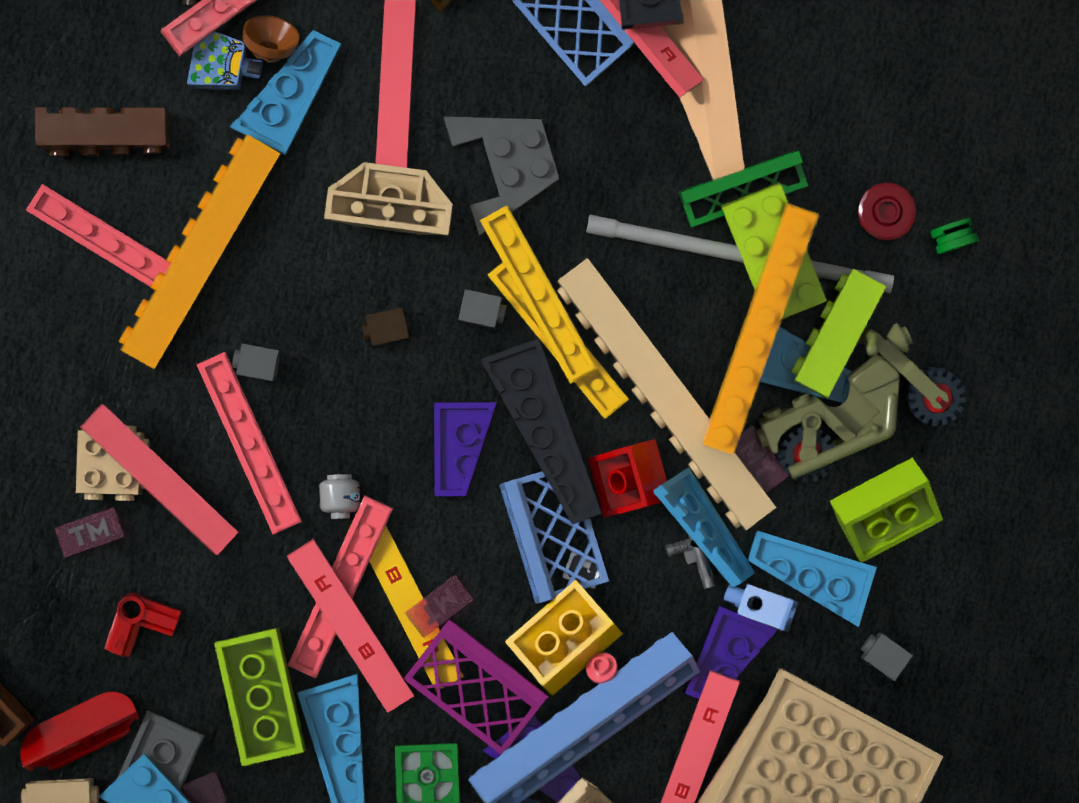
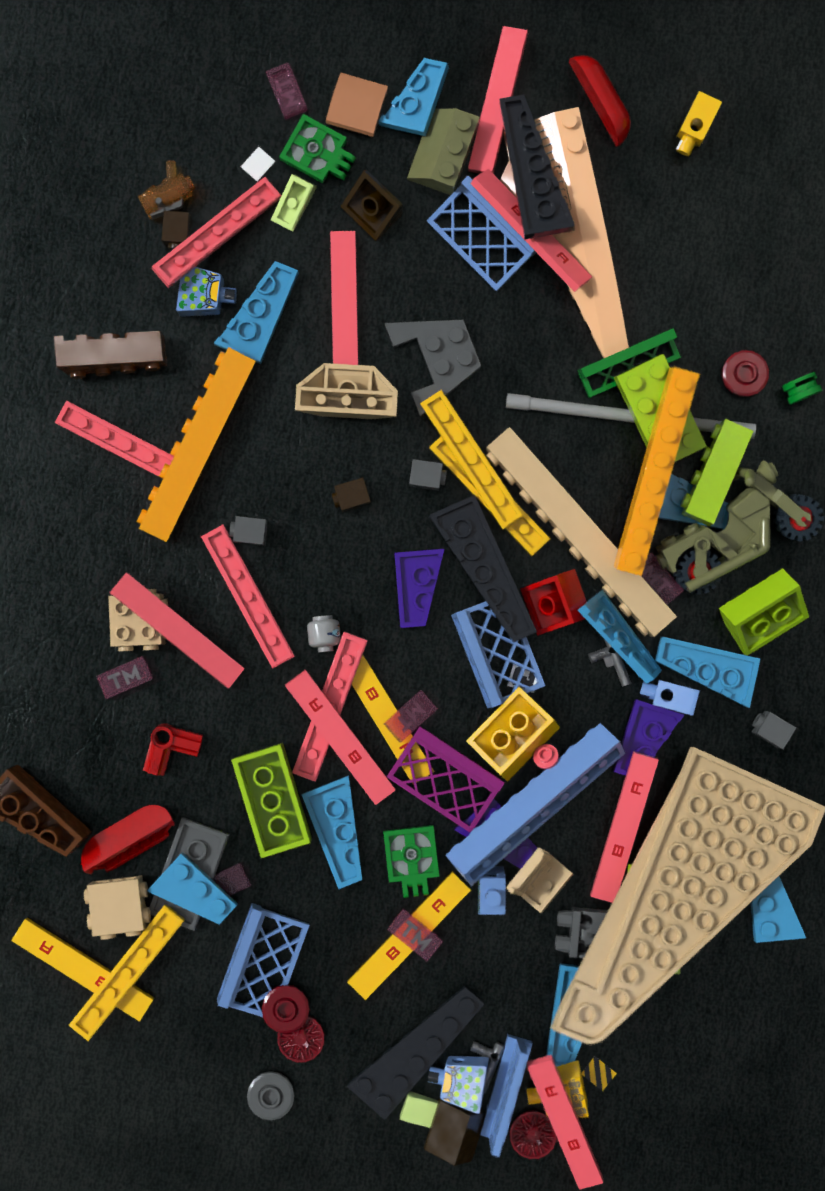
camera: 10 degrees left, 0 degrees up
(272, 33) = (240, 270): dark orange piece -> none

